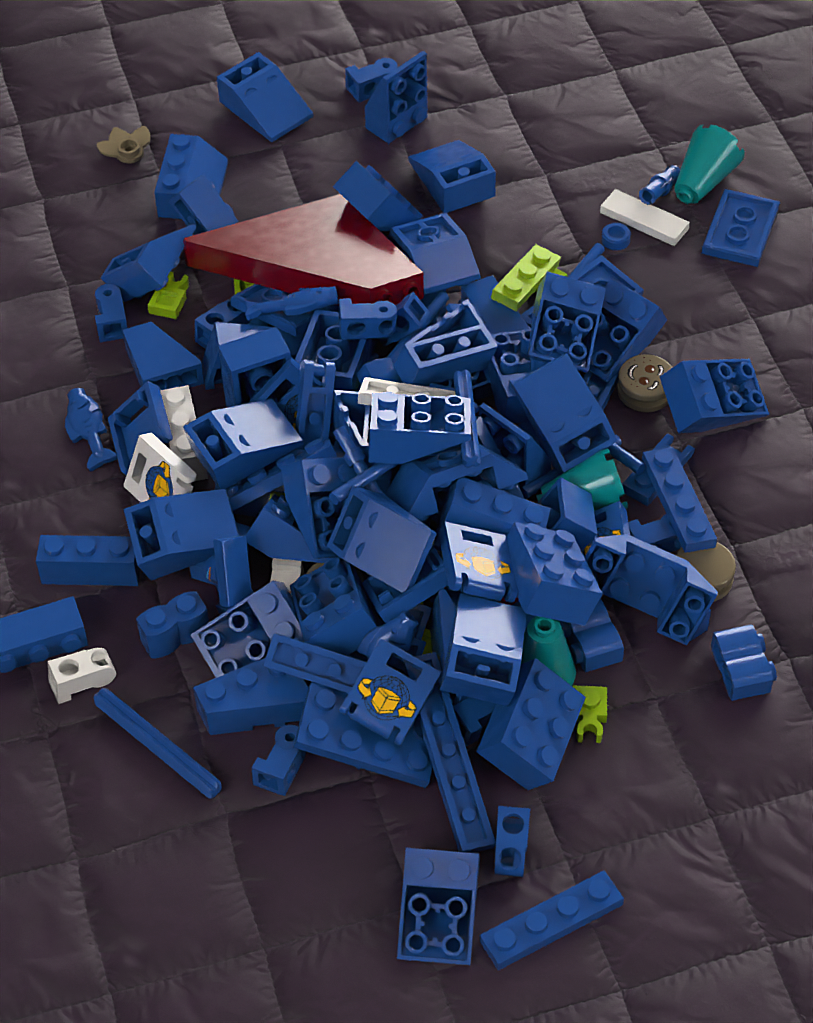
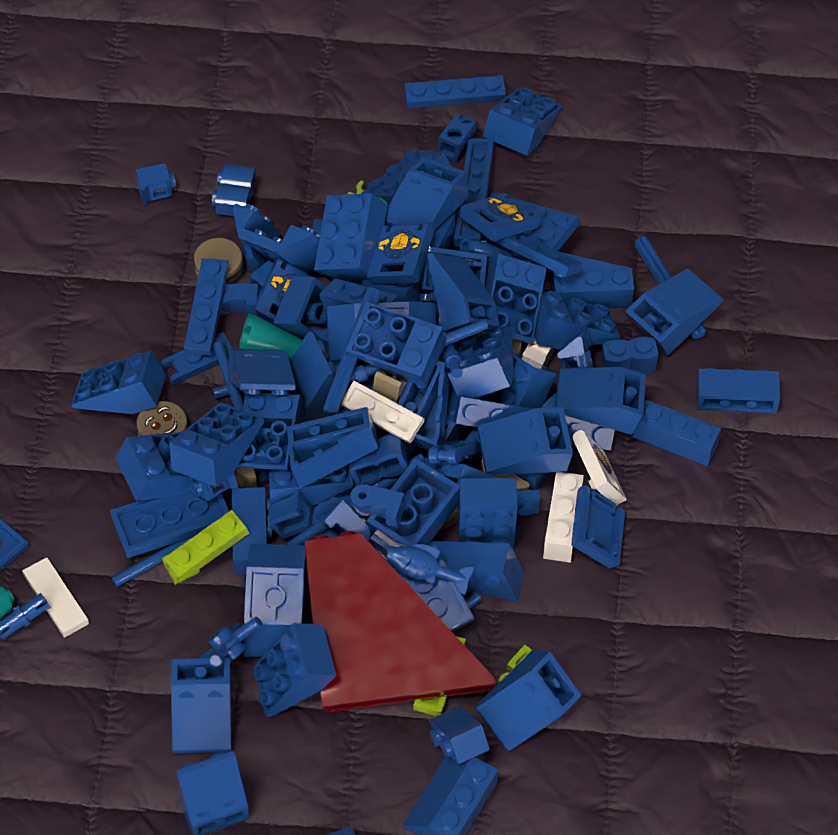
camera: 160 degrees left, 5 degrees up
(80, 672) = (709, 349): white leg -> none
(86, 422) = (638, 569): blue animal -> none
(111, 313) = (581, 660): blue leg -> none
(137, 685) = (673, 309): none -> blue slope
(161, 358) = (556, 599): blue slope -> none
(220, 313) = (489, 618): blue leg -> none
(282, 764) = (588, 237): blue leg -> none
(454, 203) = (227, 641): none -> blue bar
(616, 236) = (93, 588): blue tile -> none

